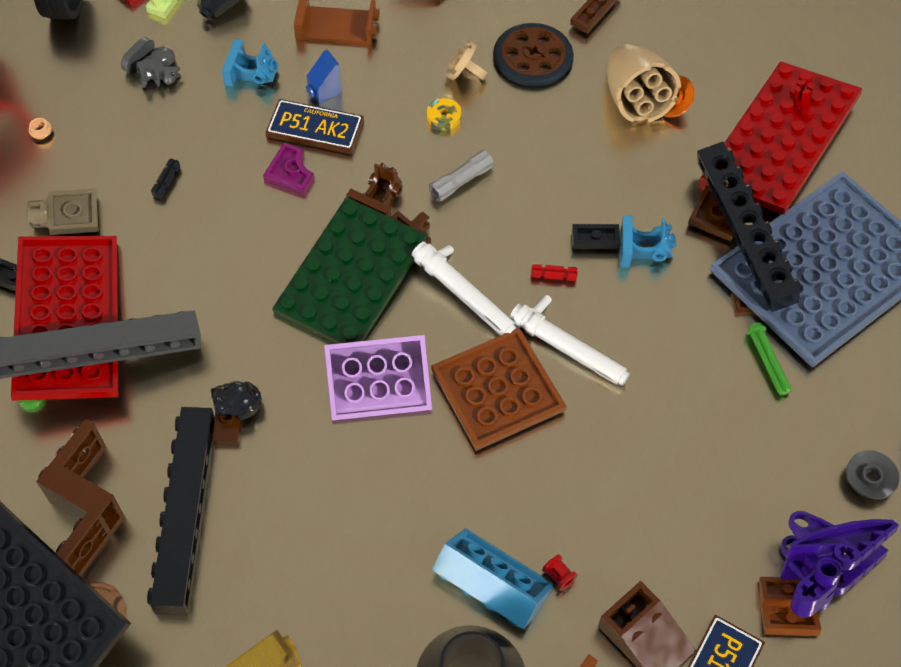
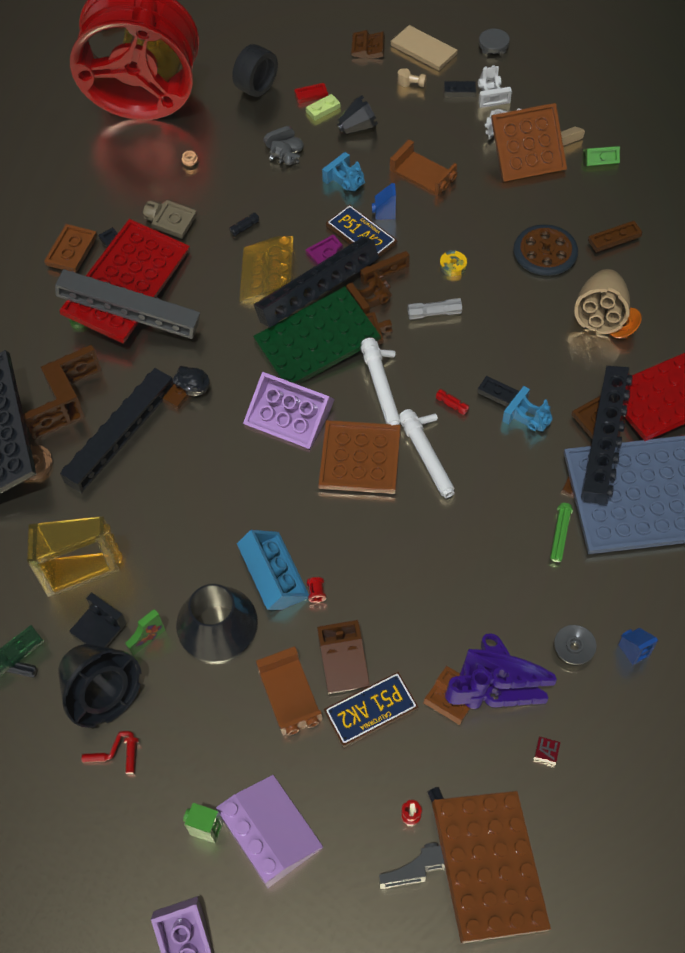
camera: 35 degrees right, 0 degrees up
(236, 222) = (266, 268): none -> clear yellow slope
(309, 208) = (316, 281): none -> black brick
(372, 154) = (385, 267): none -> reddish brown plate
(462, 61) = (487, 232): tan tile -> none

